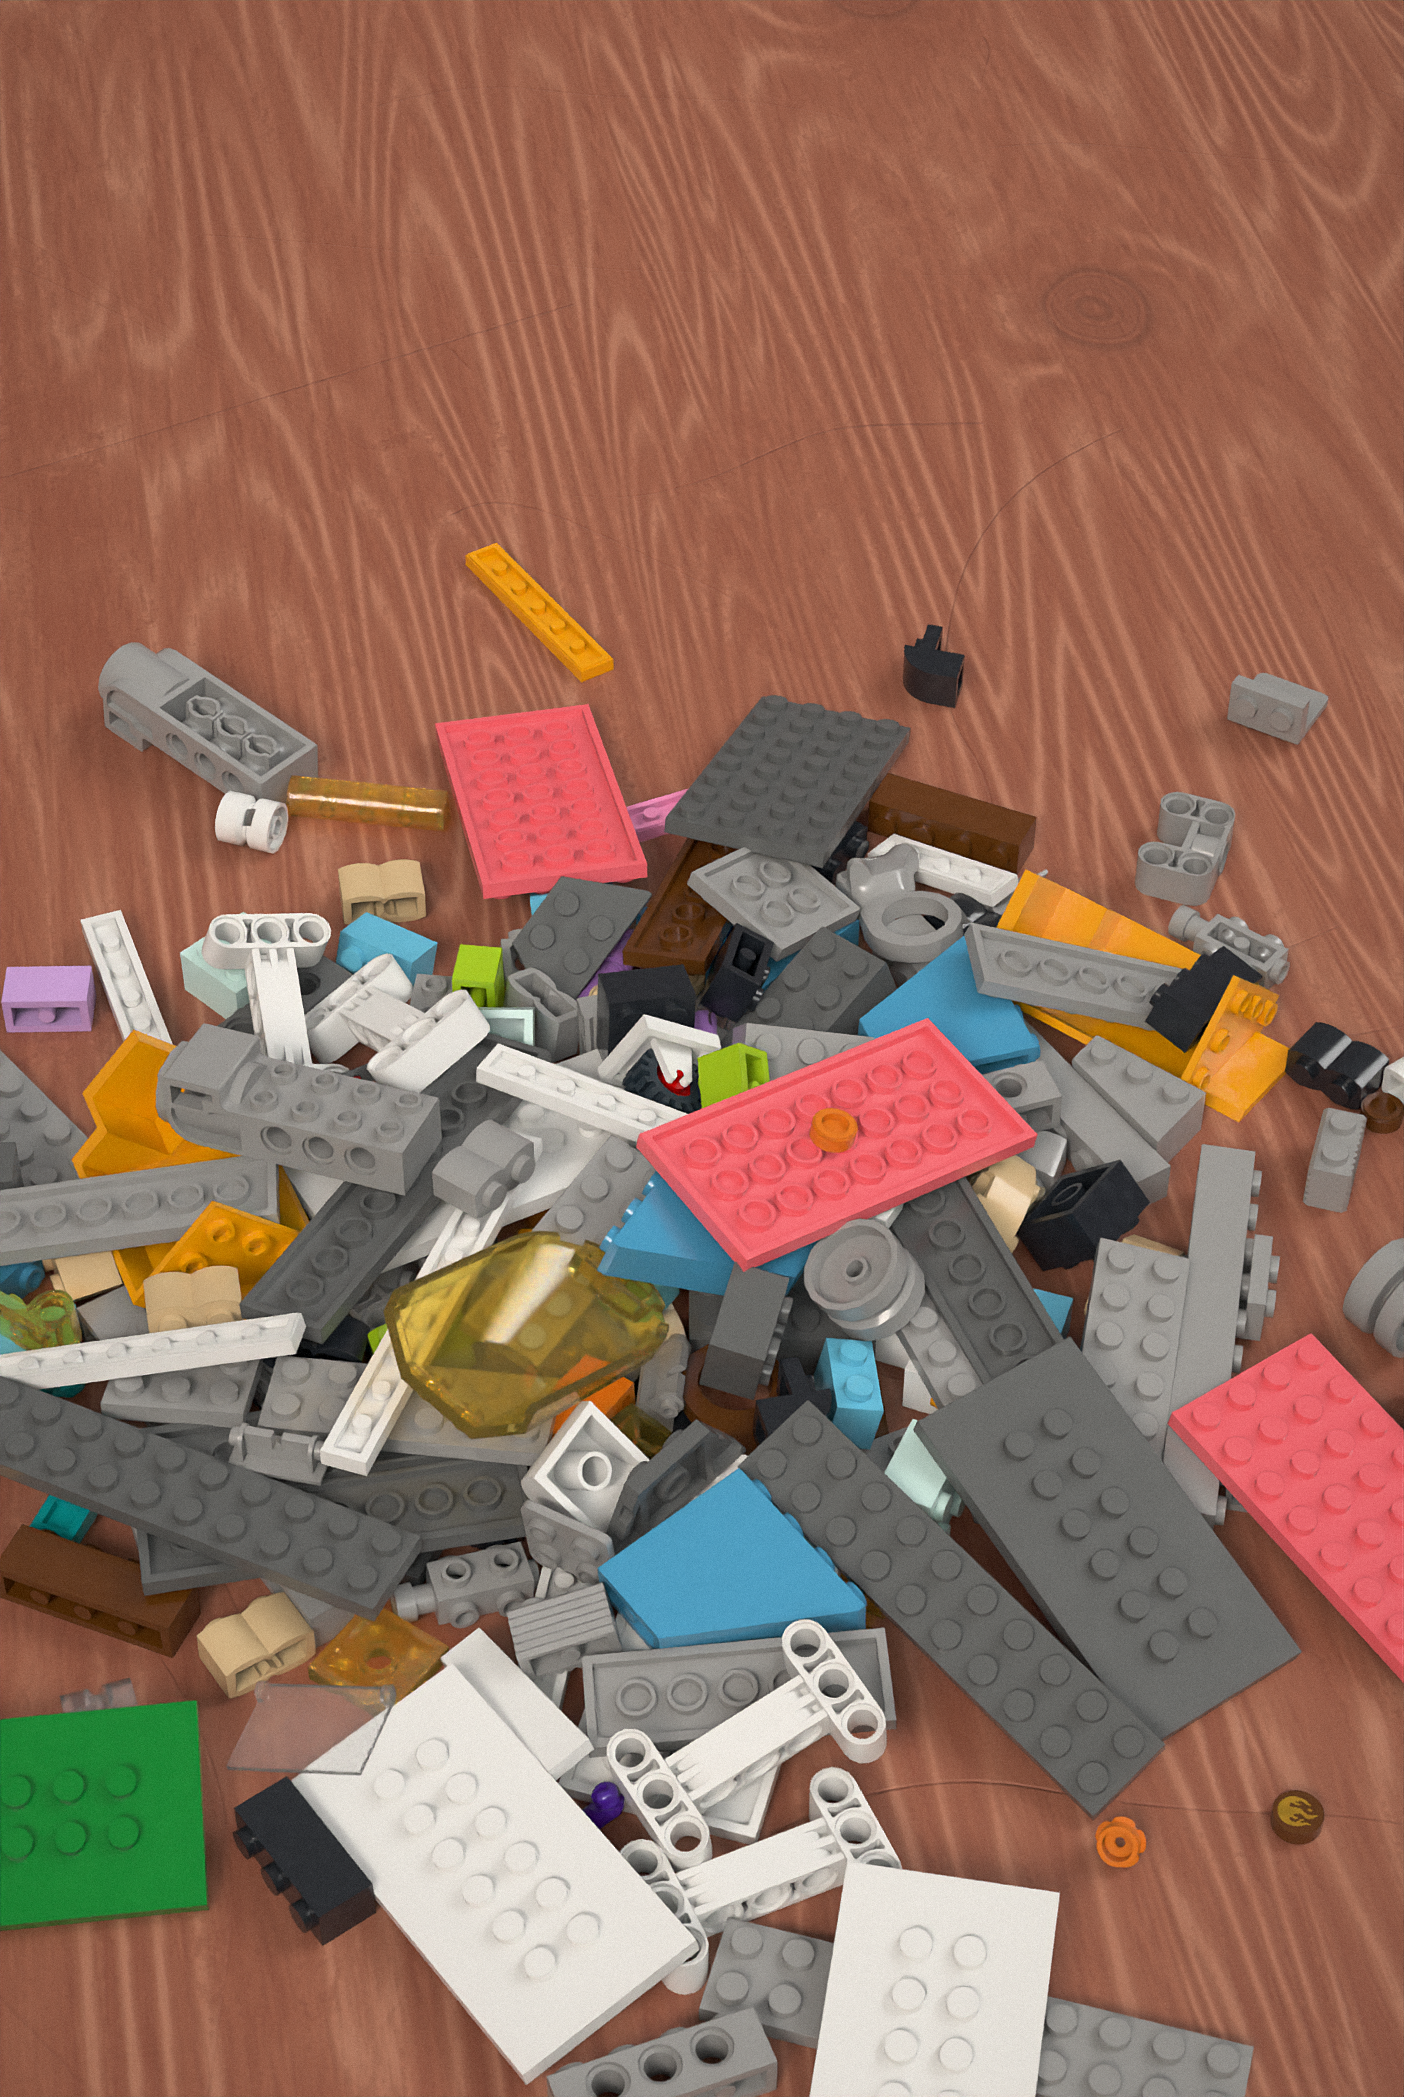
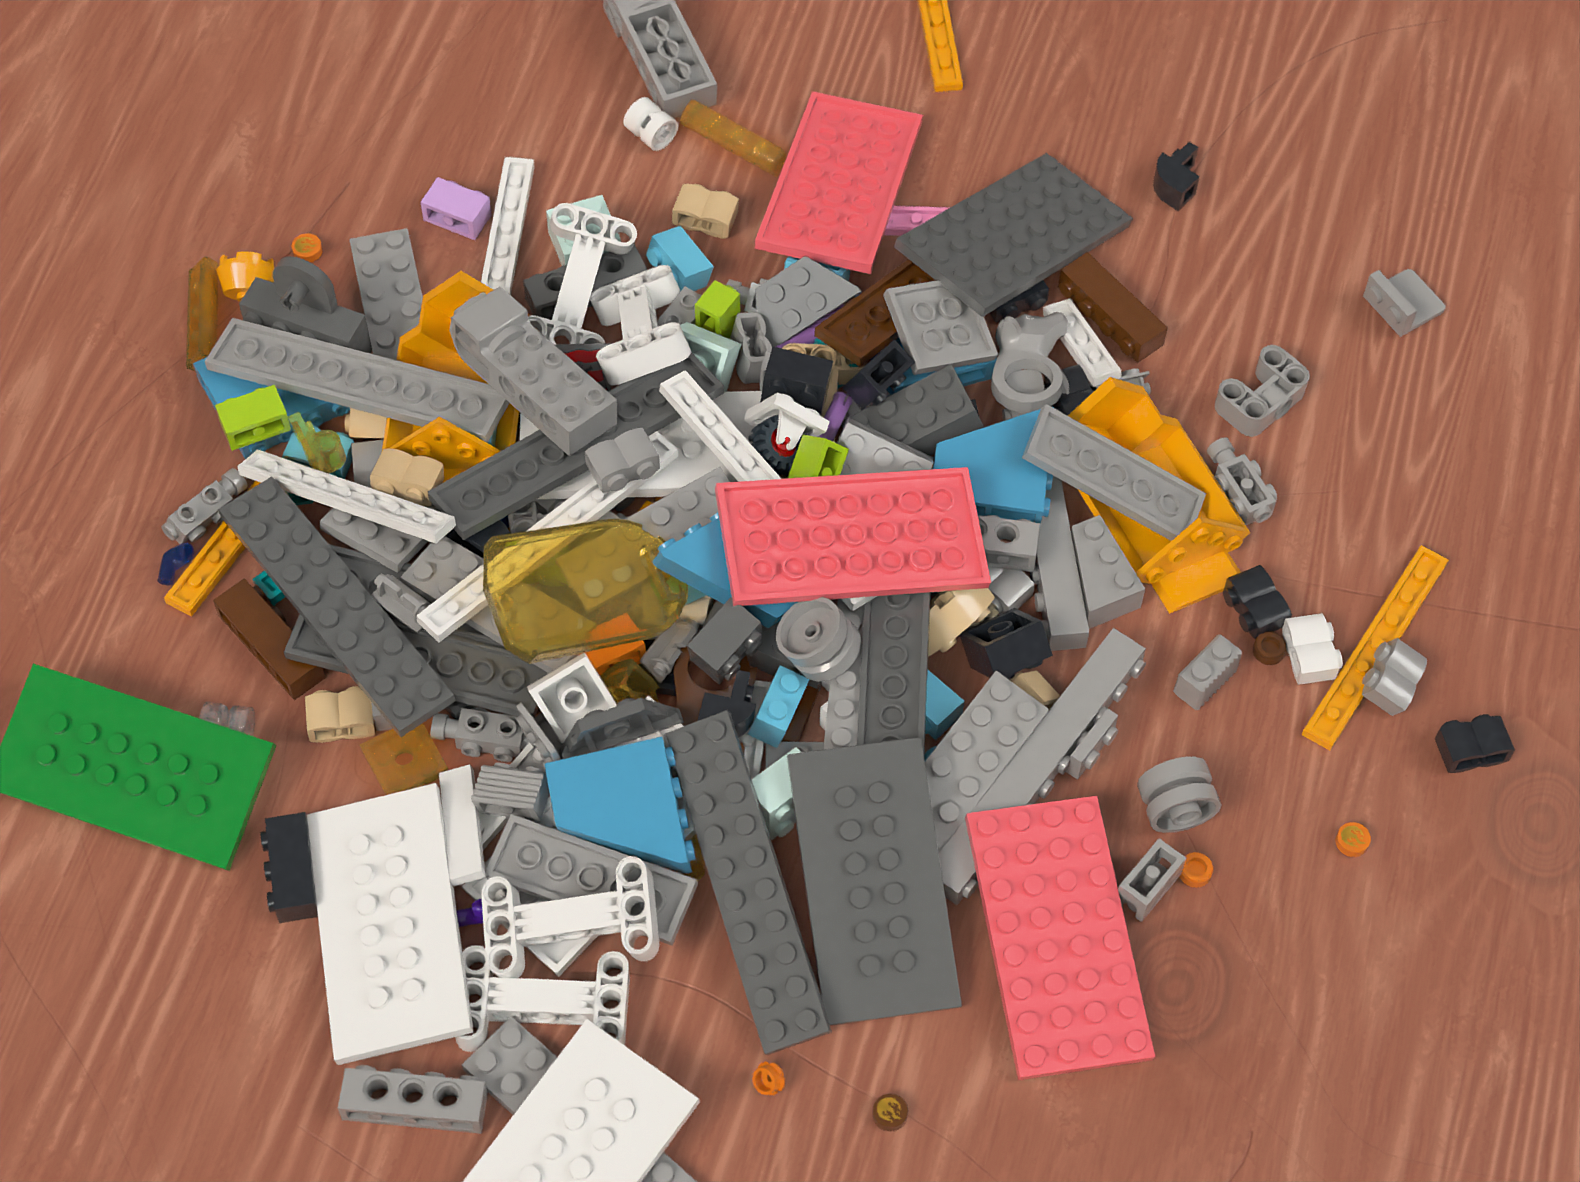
camera: 25 degrees right, 15 degrees up
(312, 1728) = (341, 786): clear piece -> none
(833, 1130) = (847, 529): orange tile -> none
(1188, 1004) = (1166, 520): black brick -> none

